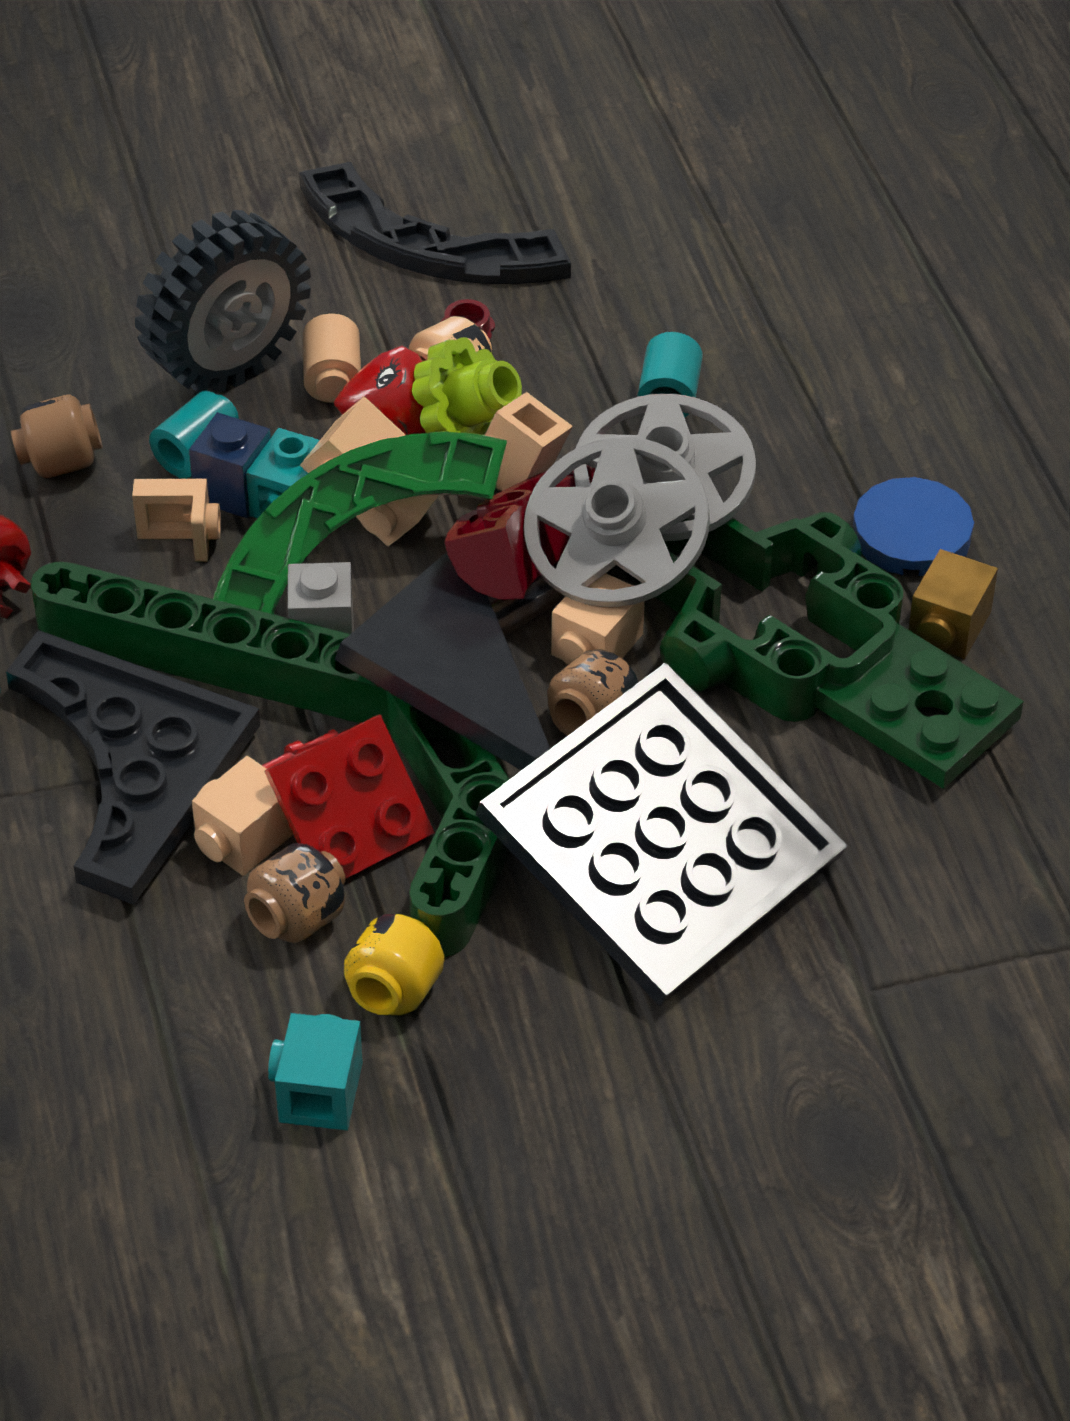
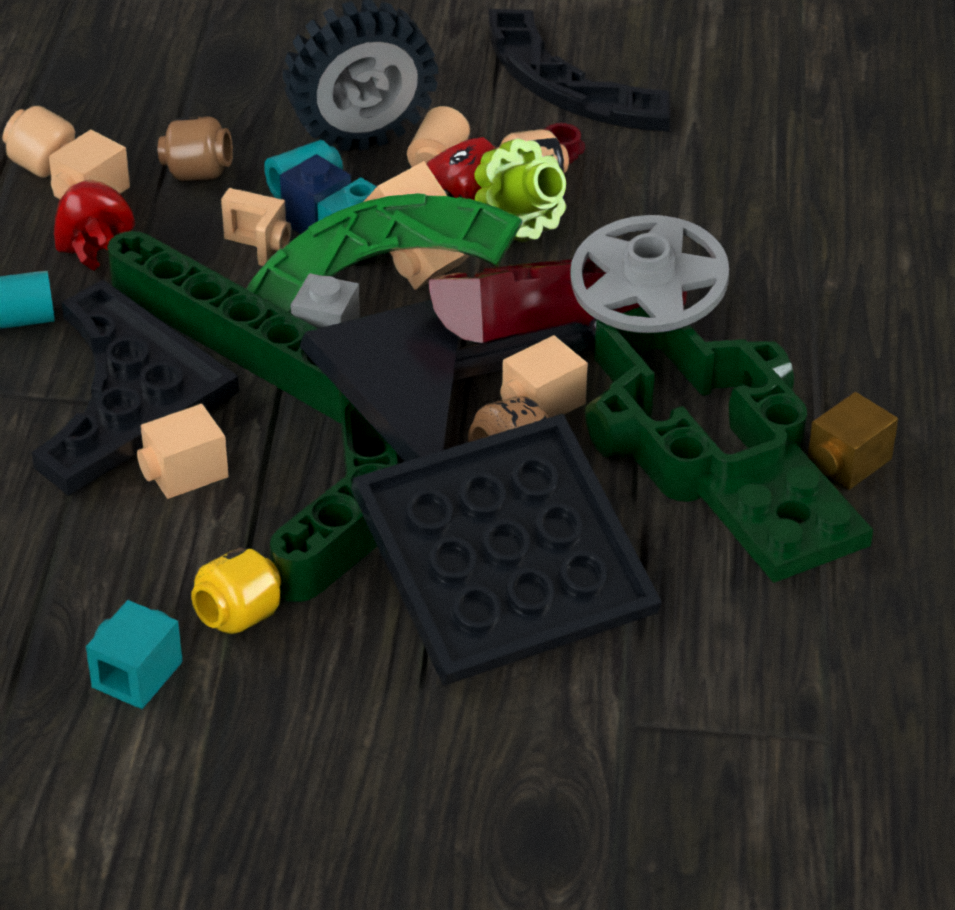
camera: 20 degrees right, 5 degrees down
(295, 893) = (189, 516): medium nougat head -> none
(349, 795) = (265, 459): red plate -> none
(532, 438) = (550, 230): light nougat brick -> none
(616, 521) = (583, 301): light grey wheel -> none
(671, 366) = (711, 207): teal brick -> none
(909, 522) = (851, 365): blue tile -> none

